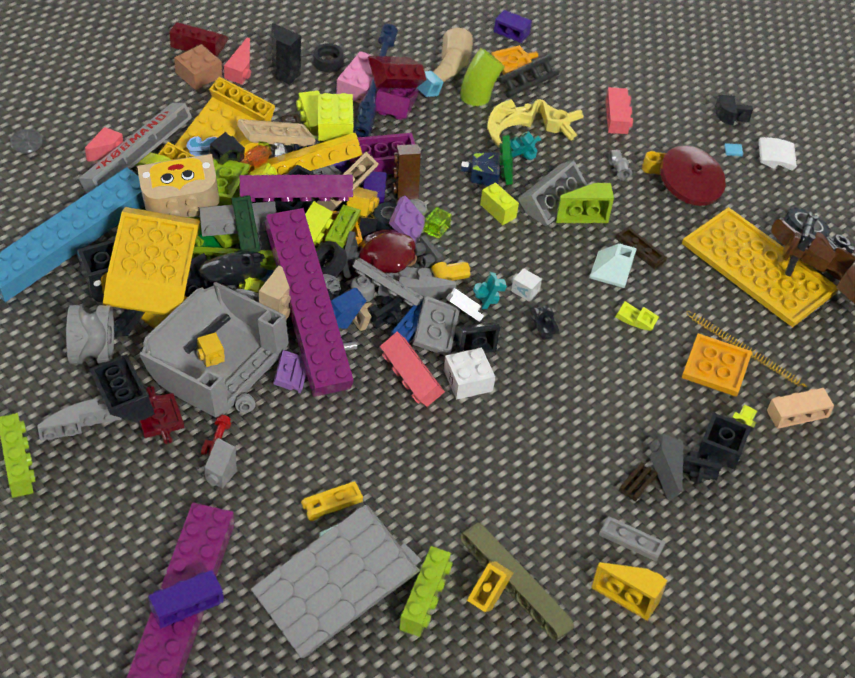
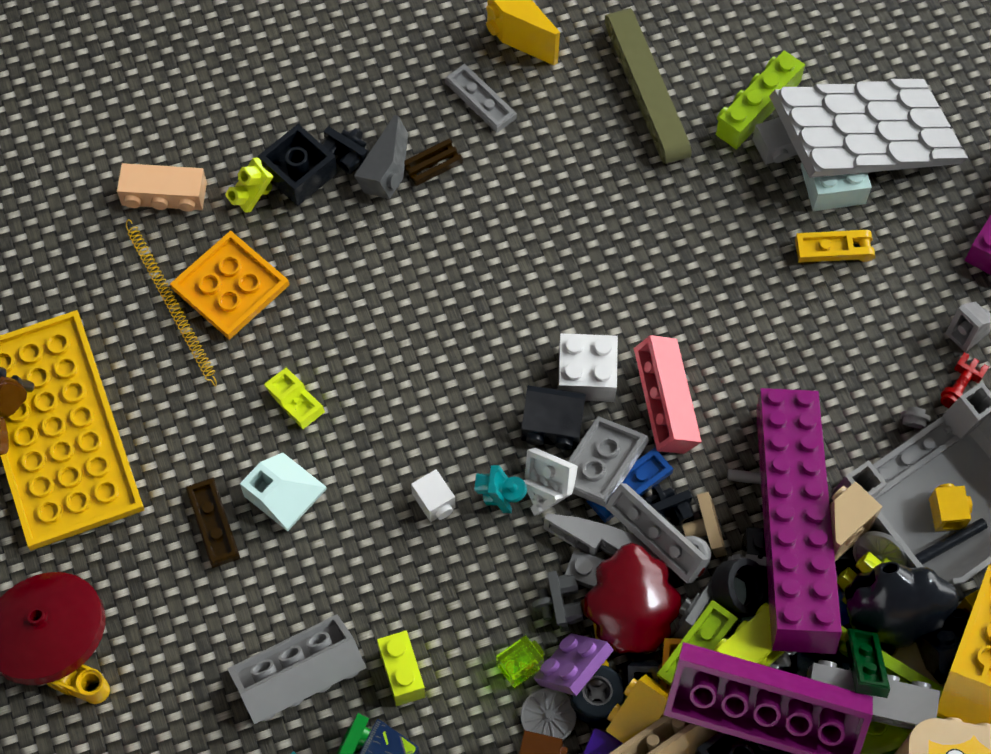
camera: 155 degrees left, 15 degrees up
(290, 371) = (842, 449): medium lavender plate -> none
(347, 307) = (734, 515): blue slope -> none
(451, 271) = (549, 554): yellow piece -> none
(490, 586) = (687, 68): yellow brick -> none
(544, 321) = (440, 419): black hips -> none
(586, 204) = (261, 609): lime slope -> none
(620, 164) = (148, 698): light grey connector -> none

